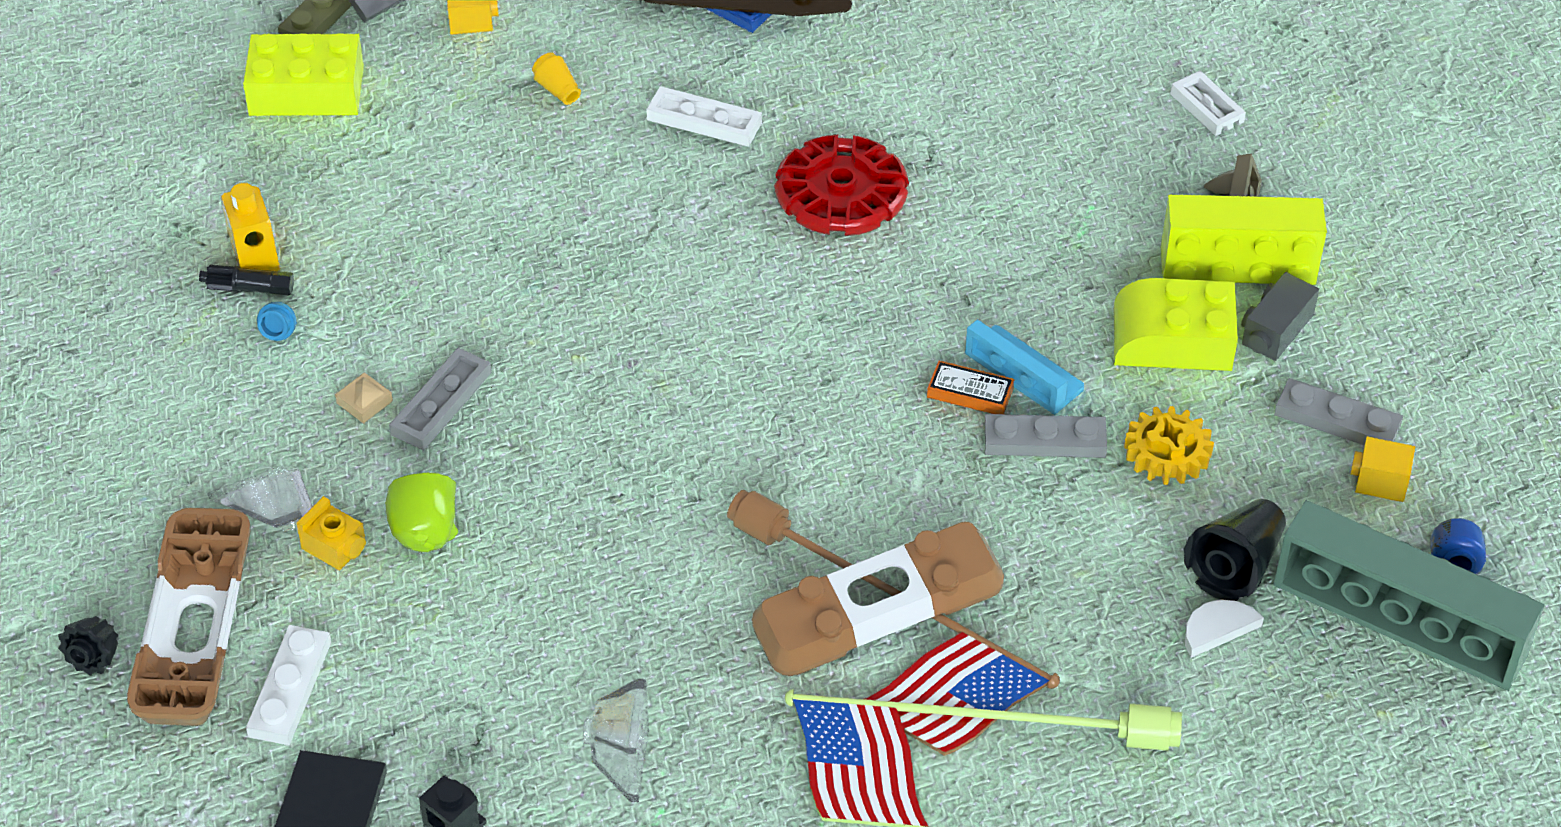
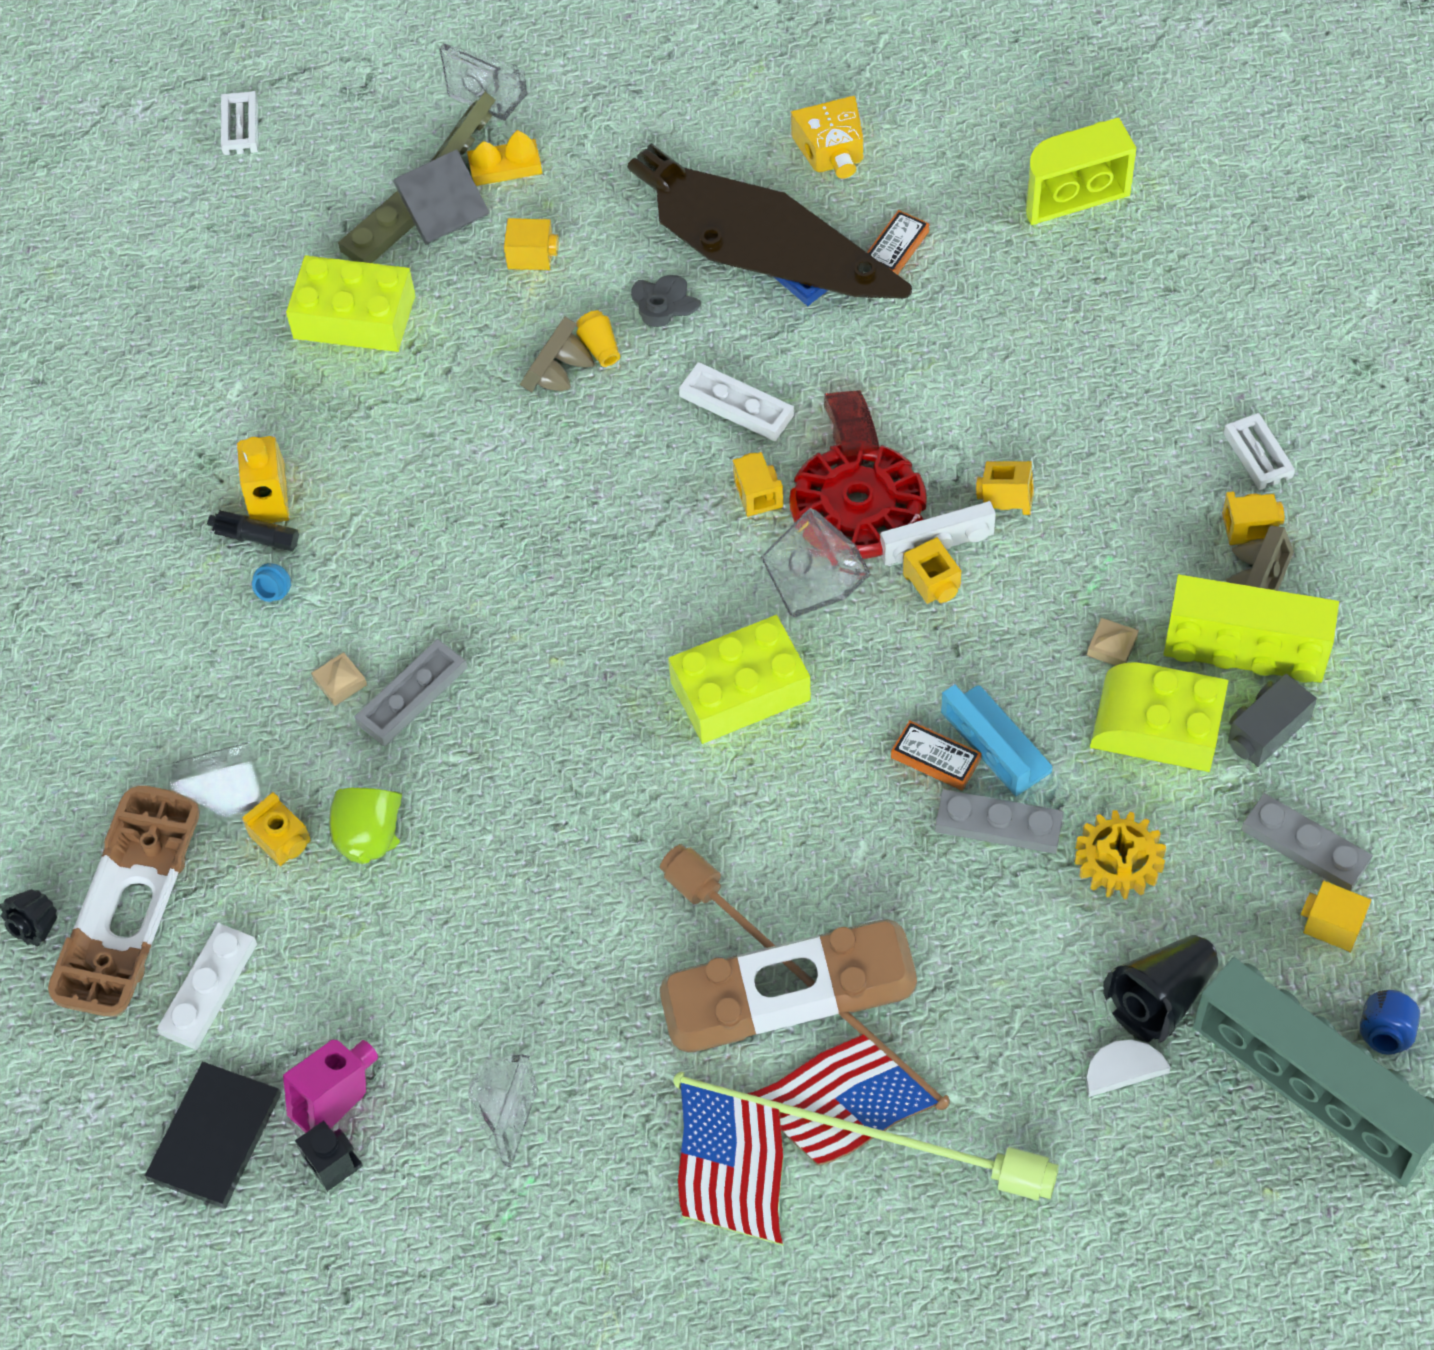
camera: 15 degrees right, 10 degrees up
(436, 745) = (327, 1083): none -> dark pink torso
(526, 90) = (564, 347): none -> dark tan tile
(611, 41) = (663, 300): none -> dark grey plate
(742, 182) = (757, 484): none -> yellow brick
(766, 344) = (739, 678): none -> neon yellow brick
(814, 241) = (814, 565): none -> clear slope
(820, 120) = (851, 422): none -> clear red slope
(926, 201) = (952, 529): none -> white plate
(936, 235) = (932, 571): none -> yellow brick
(981, 154) = (1007, 485): none -> yellow brick
(1113, 273) = (1112, 642): none -> tan tile
(1214, 153) = (1250, 516): none -> yellow brick

